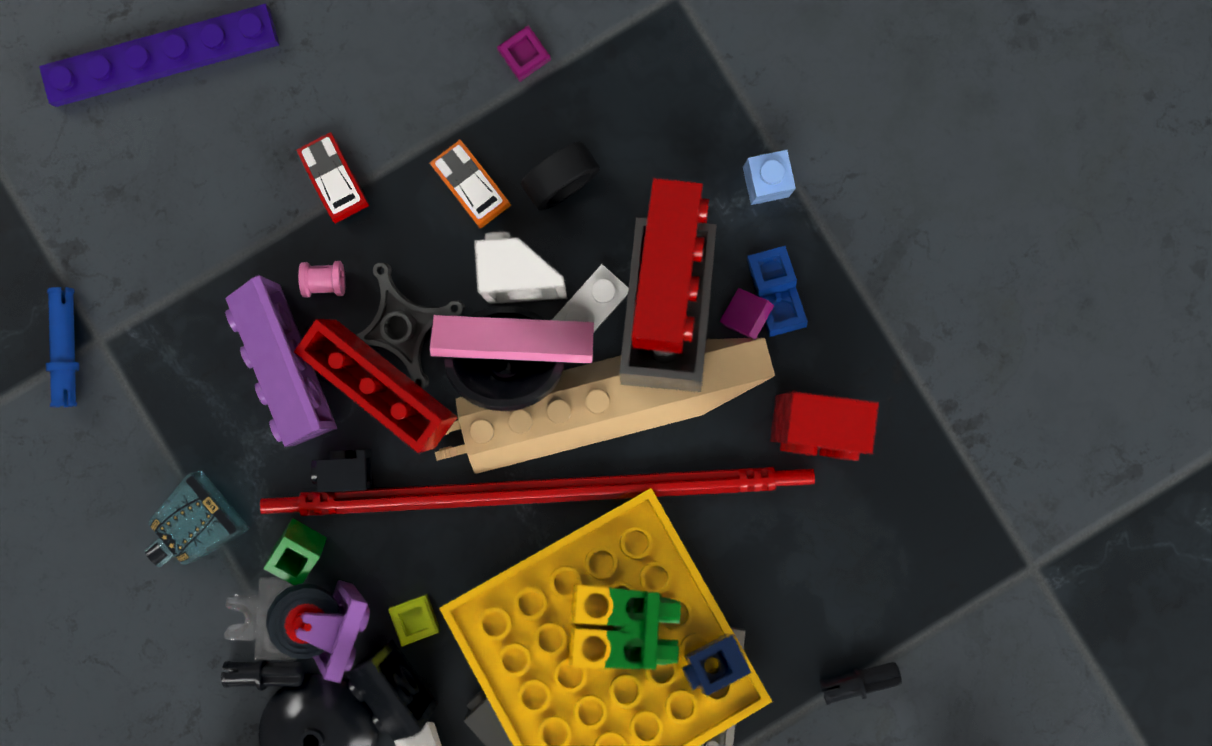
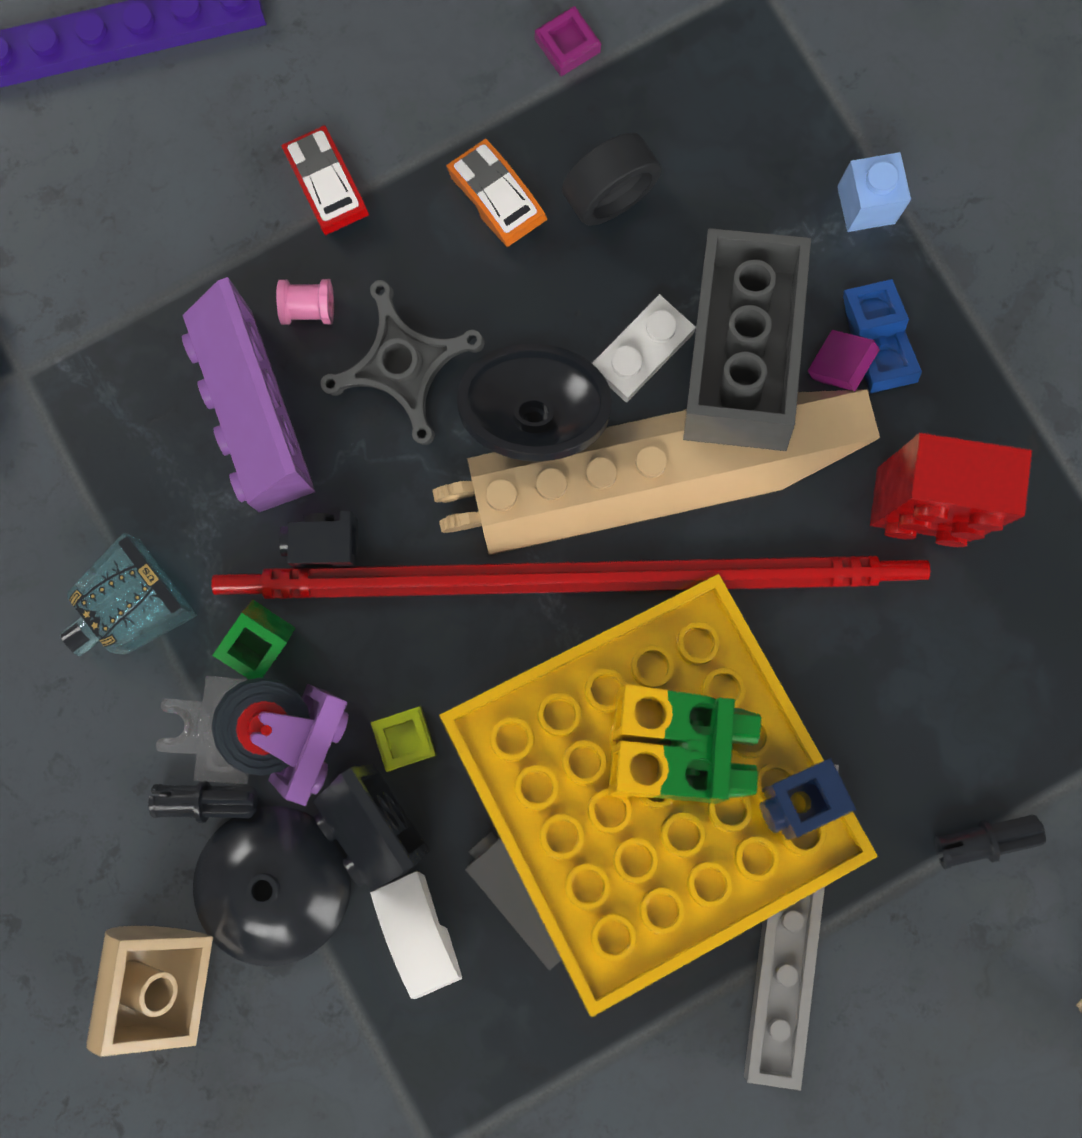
camera: 10 degrees right, 5 degrees down
(375, 384) = (369, 425): red brick -> none
(512, 339) = (545, 377): bright pink tile -> none
(514, 273) = (559, 288): white slope -> none
(667, 266) = (752, 281): red brick -> none

